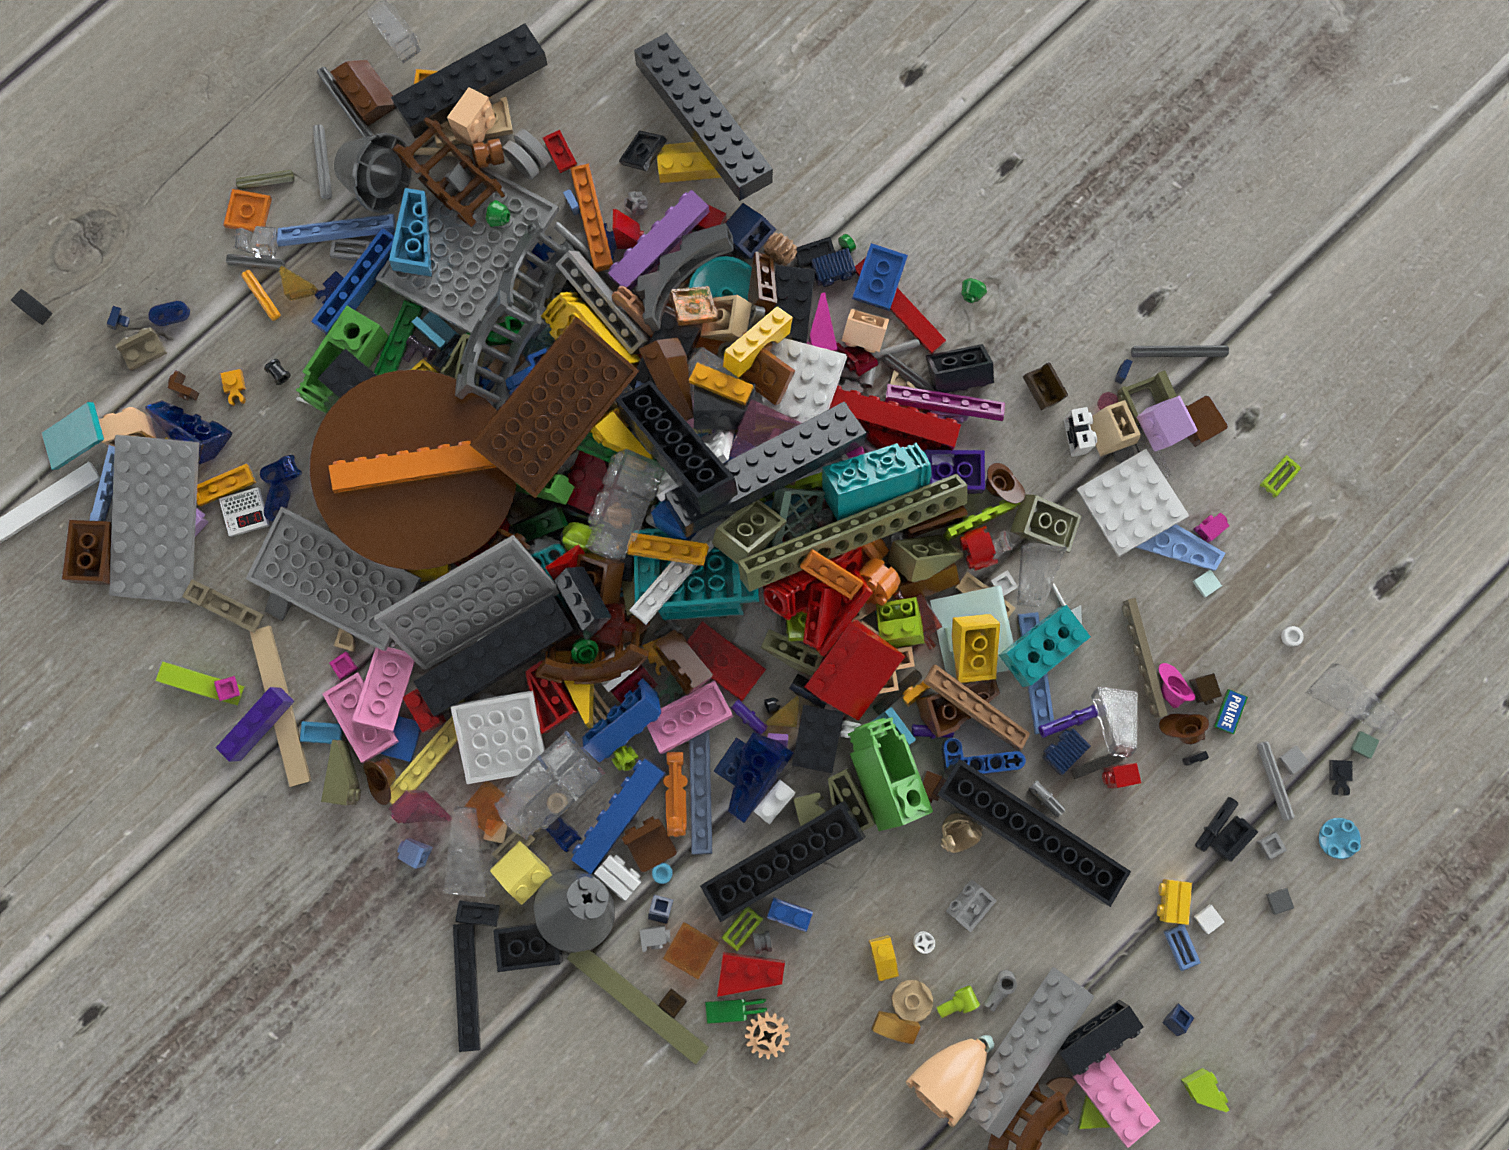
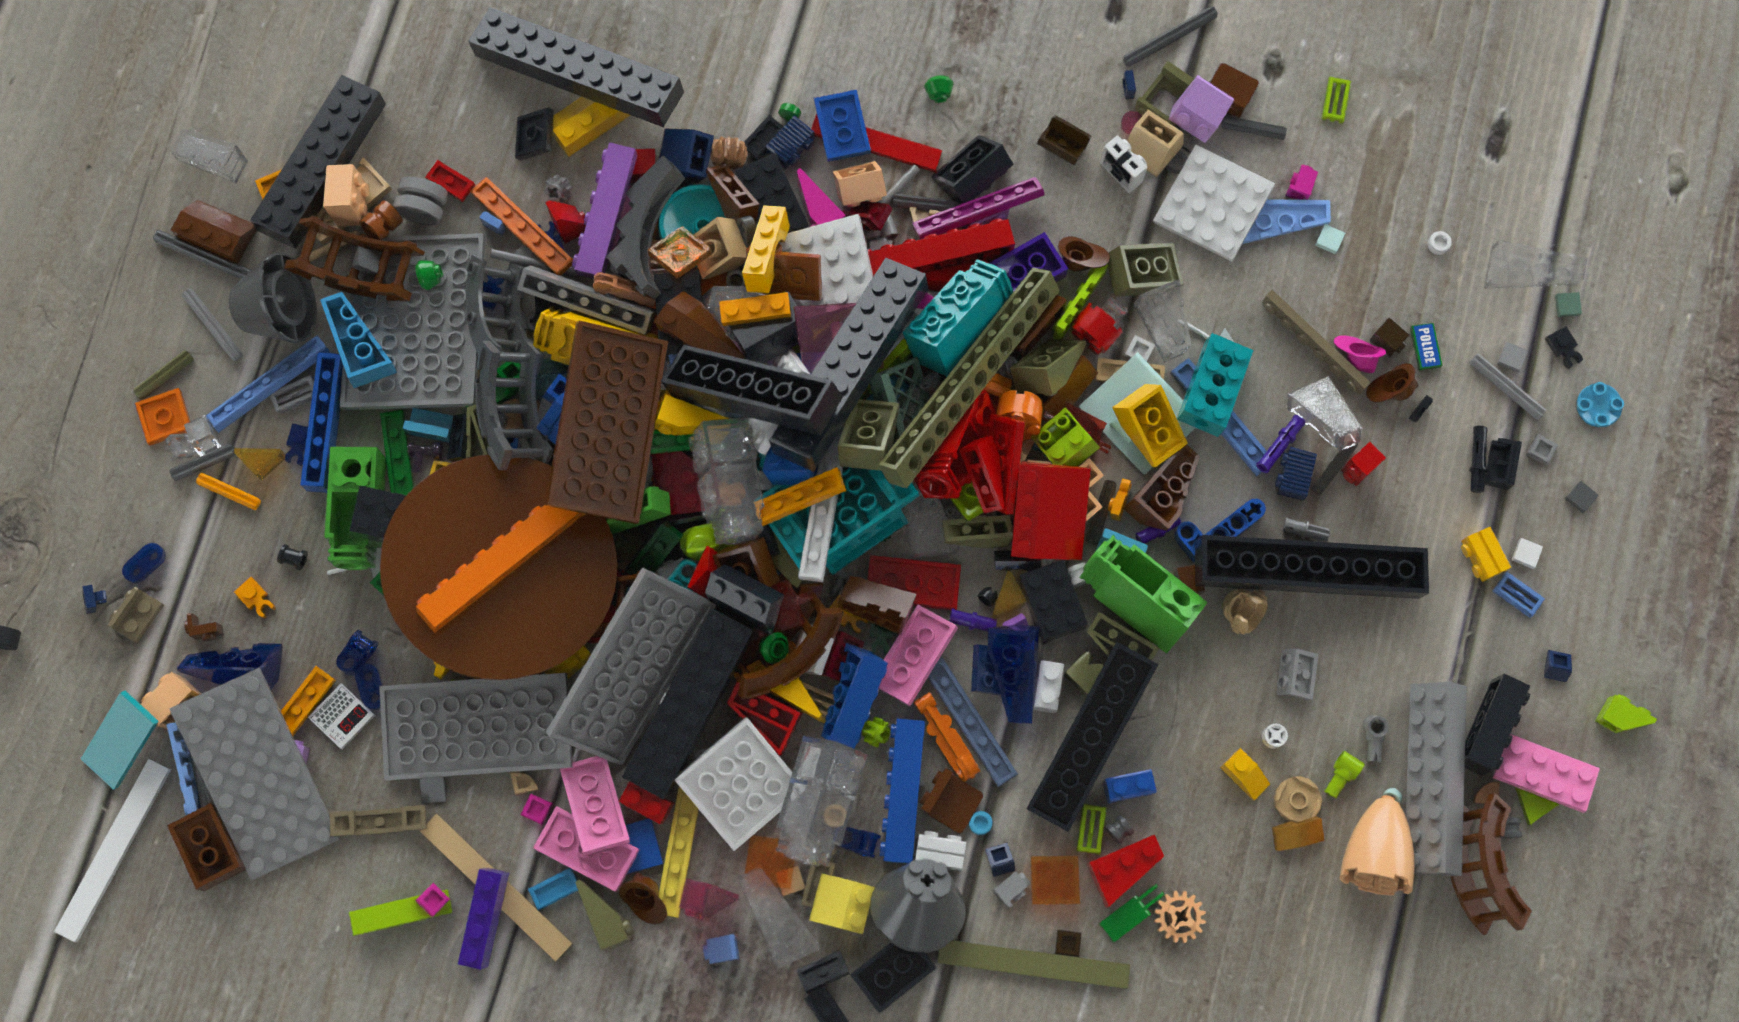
camera: 30 degrees left, 5 degrees down
(831, 574) = (974, 427): orange tile -> none
(976, 707) = (1186, 480): medium nougat tile -> none
(1201, 461) = (1254, 127): none -> dark grey axle

